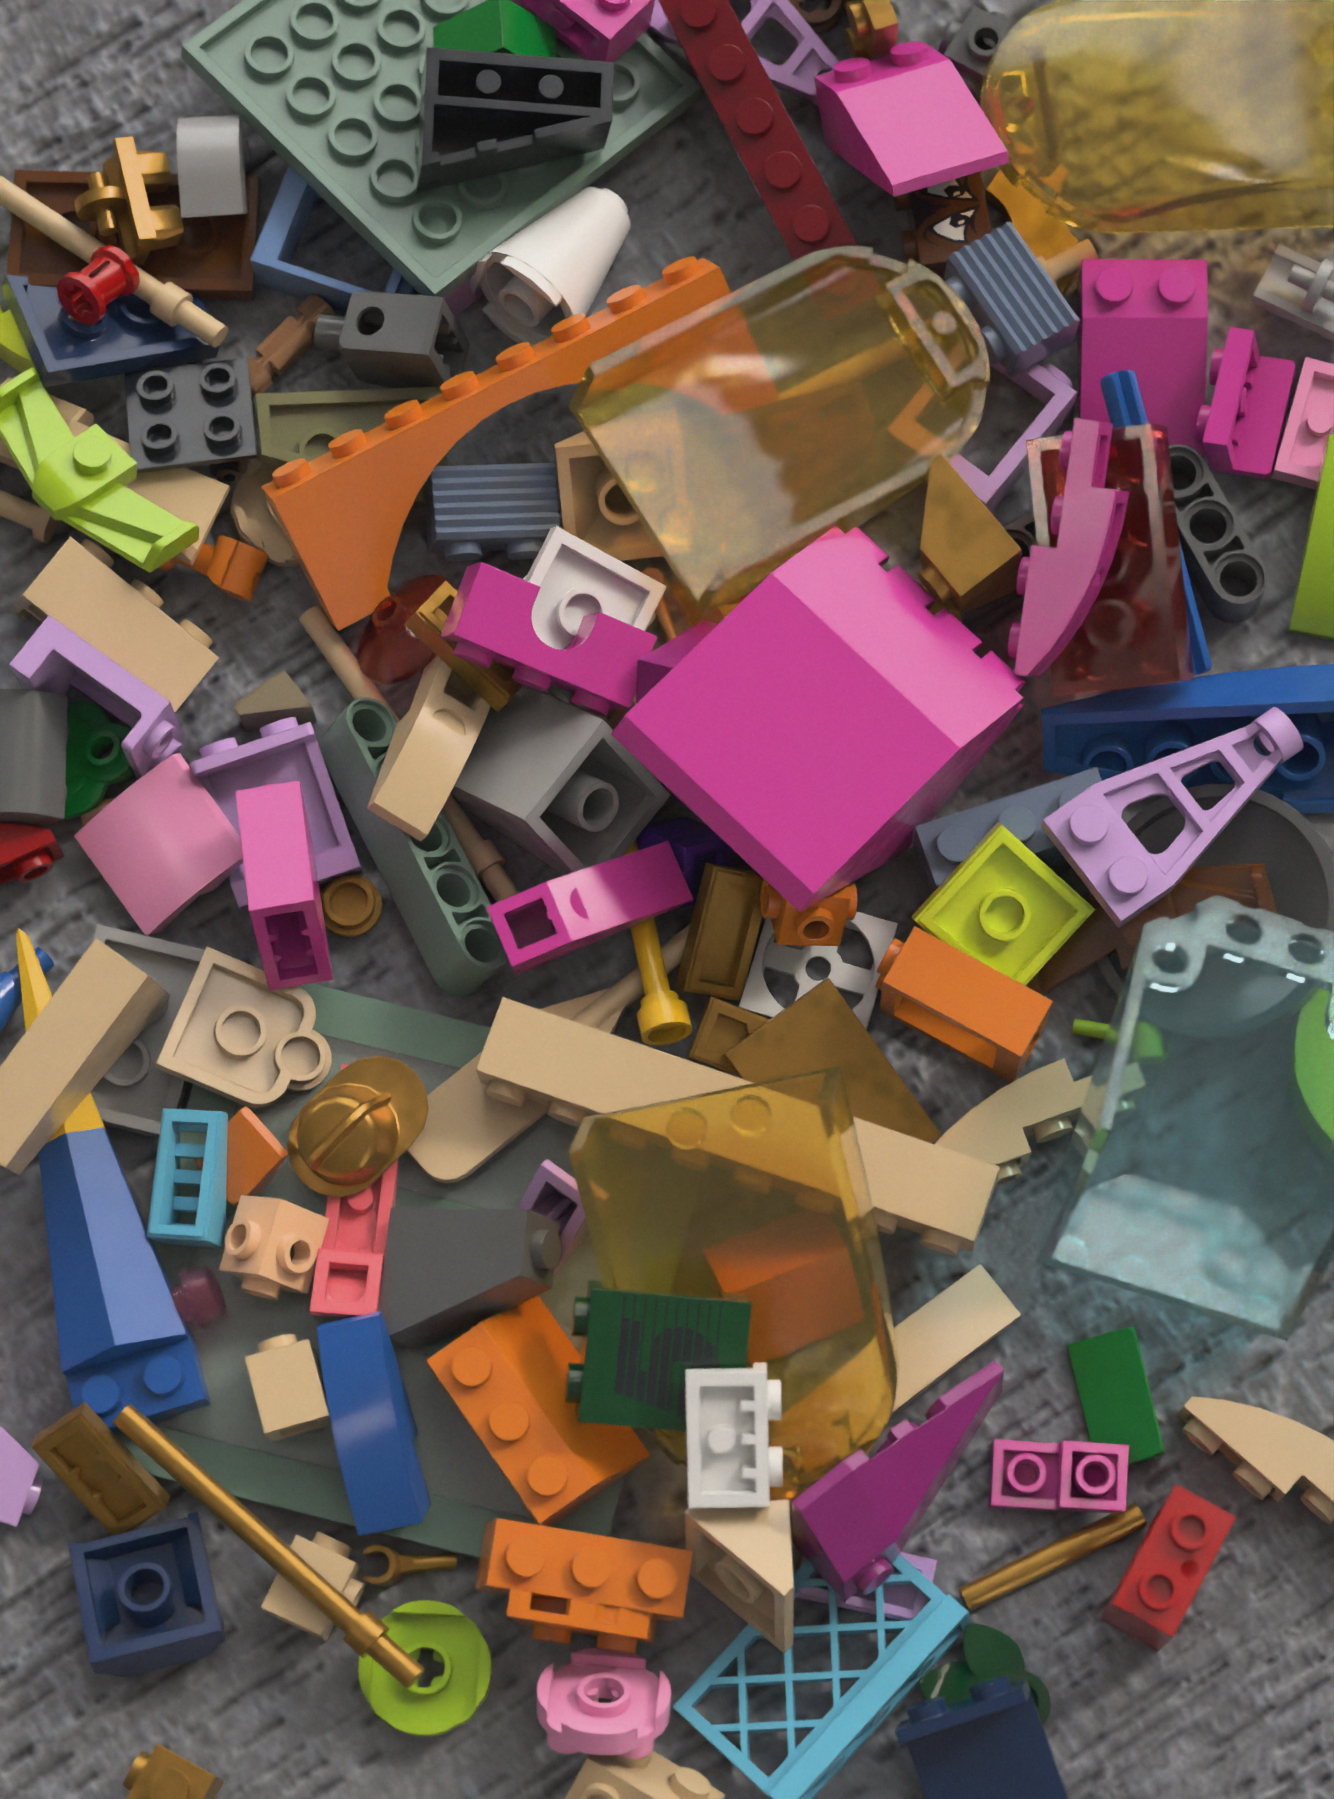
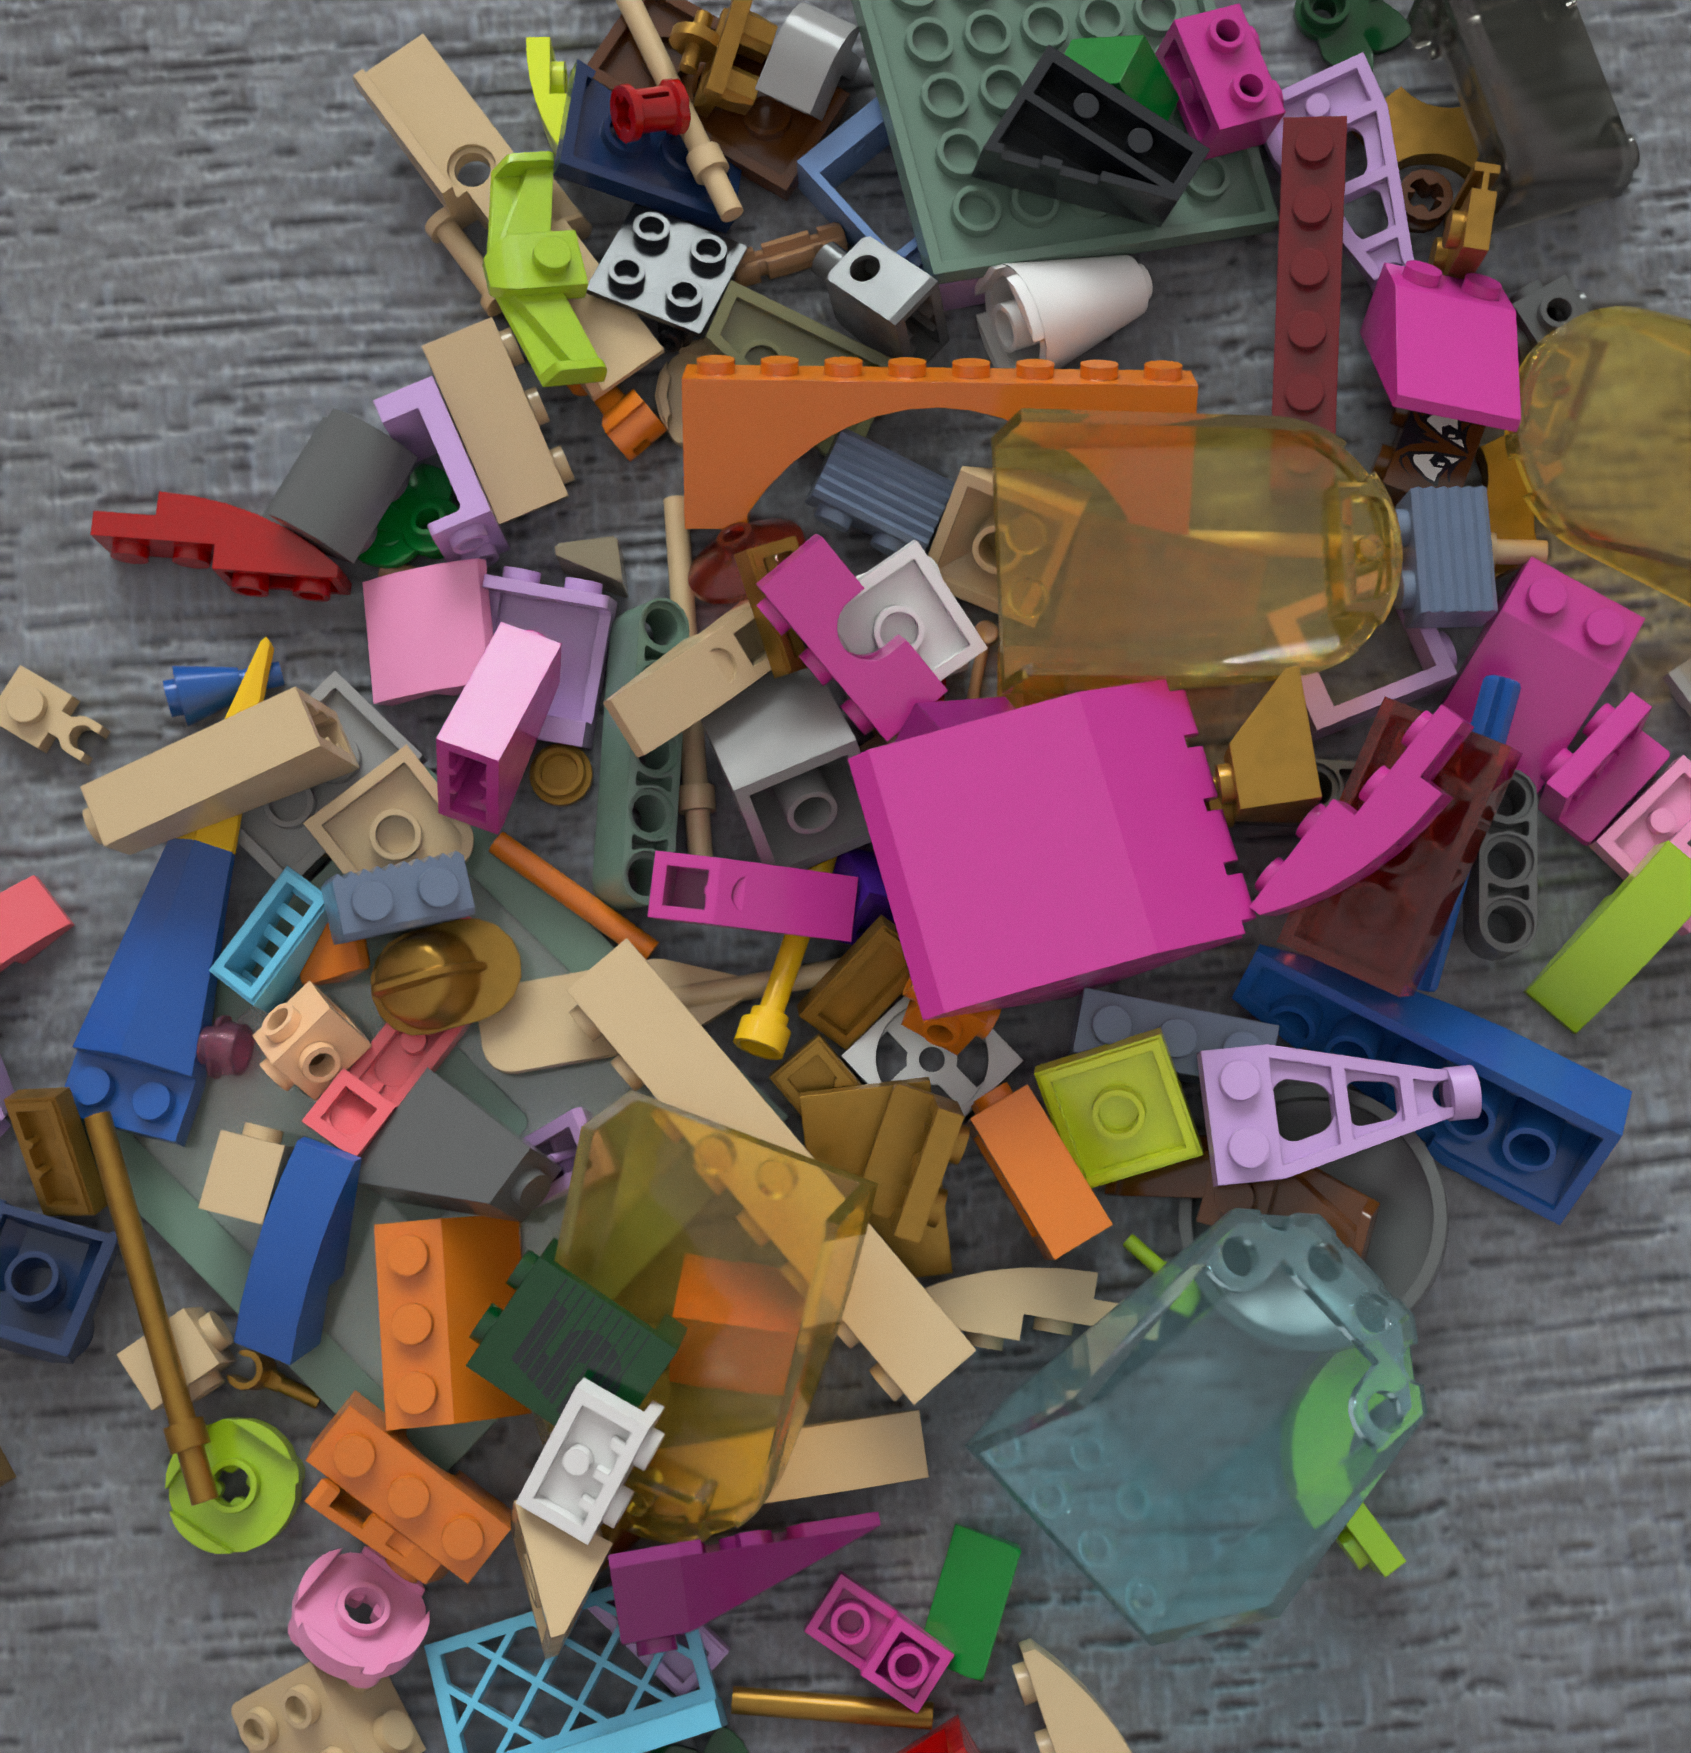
camera: 30 degrees right, 5 degrees up
(282, 1074) = (397, 897): none -> sand blue brick
(415, 999) = (571, 894): none -> orange bar
(850, 1030) = (911, 1156): none -> pearl gold bracket

